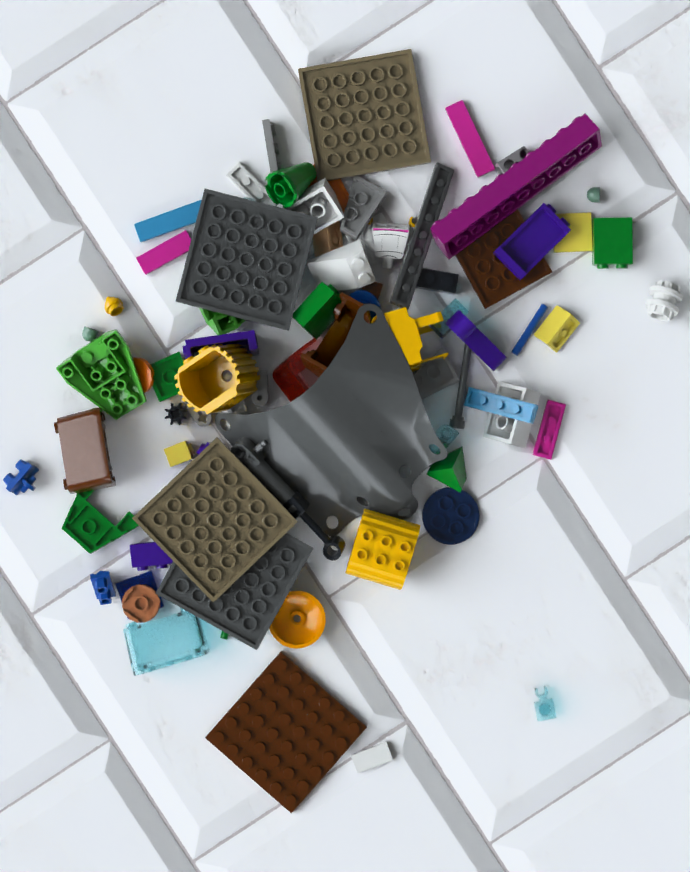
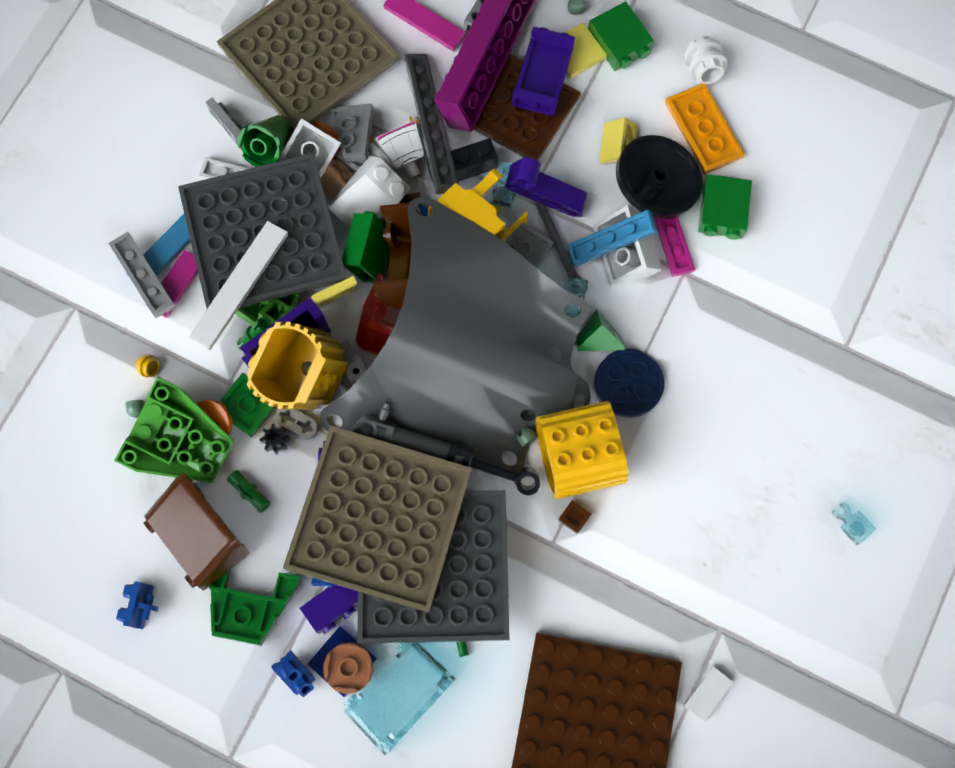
camera: 30 degrees left, 15 degrees down
(138, 440) = (248, 491): none -> green pin
(144, 235) = (141, 275): none -> light grey plate
(179, 453) = (299, 478): light yellow brick -> none
(201, 329) = (253, 331): none -> green pin
(208, 294) = (238, 285): none -> white tile
(273, 332) = (334, 292): none -> light yellow tile
(308, 629) = (551, 579): light orange dish -> none
(352, 513) = (526, 436): none -> sand green hinge
(353, 589) = (574, 517): none -> reddish brown plate
(529, 330) = (592, 159): blue bar -> none
(567, 375) = (659, 176): none -> black dish
(602, 425) = (724, 206): none -> green brick
(630, 352) = (704, 128): none -> light orange tile

